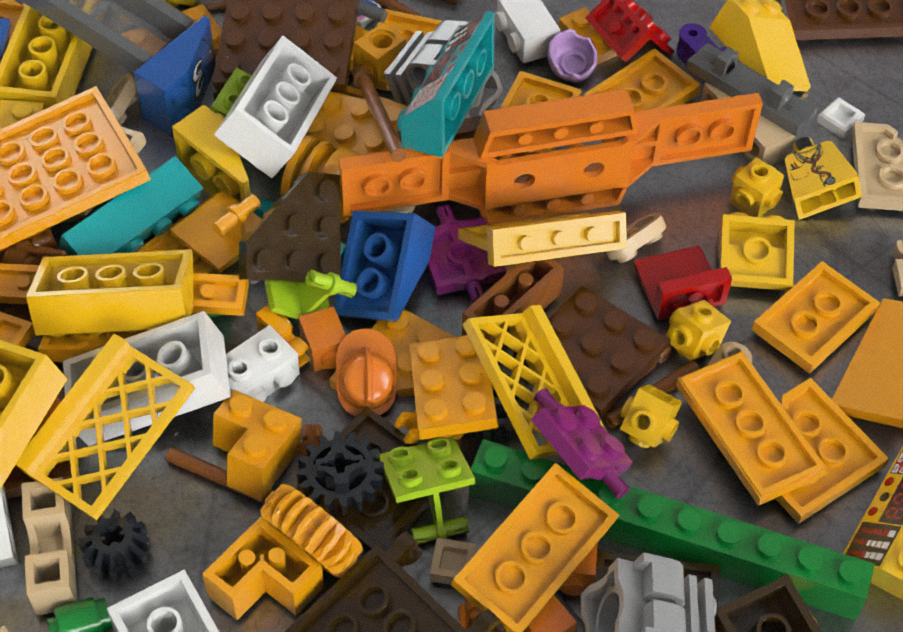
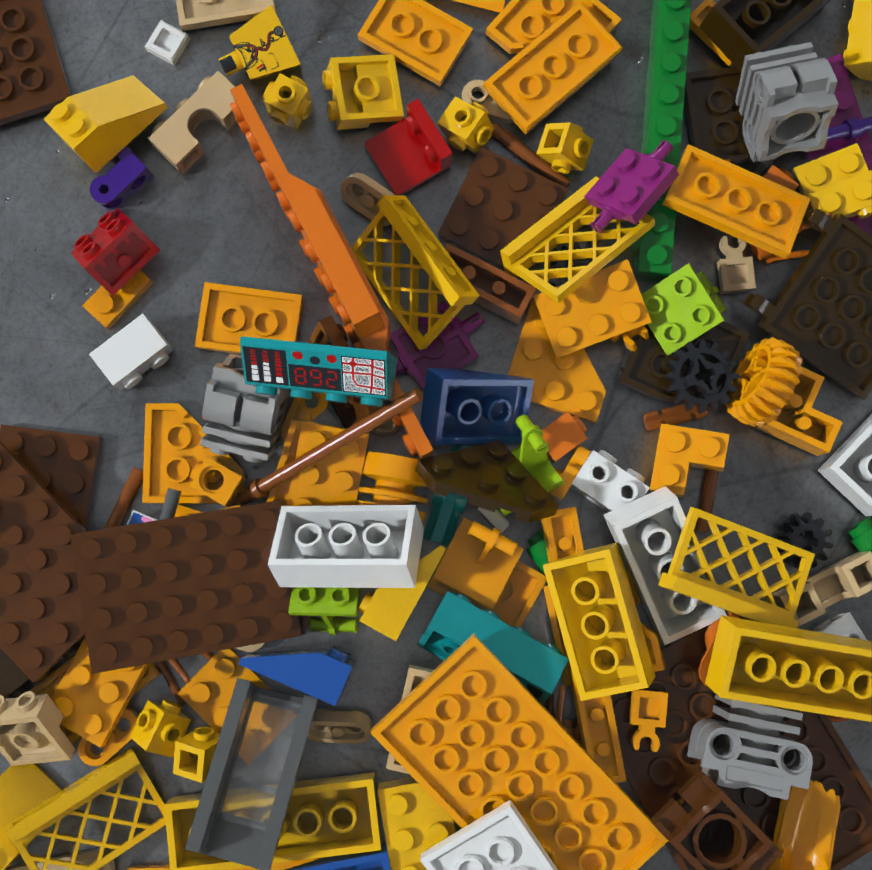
camera: 105 degrees left, 30 degrees up
(366, 372) = (588, 389): orange piece -> none
(572, 56) = (163, 299): lavender hair -> none
(652, 83) = (190, 226): light orange plate -> none
(778, 100) = (176, 119): dark grey hinge -> none

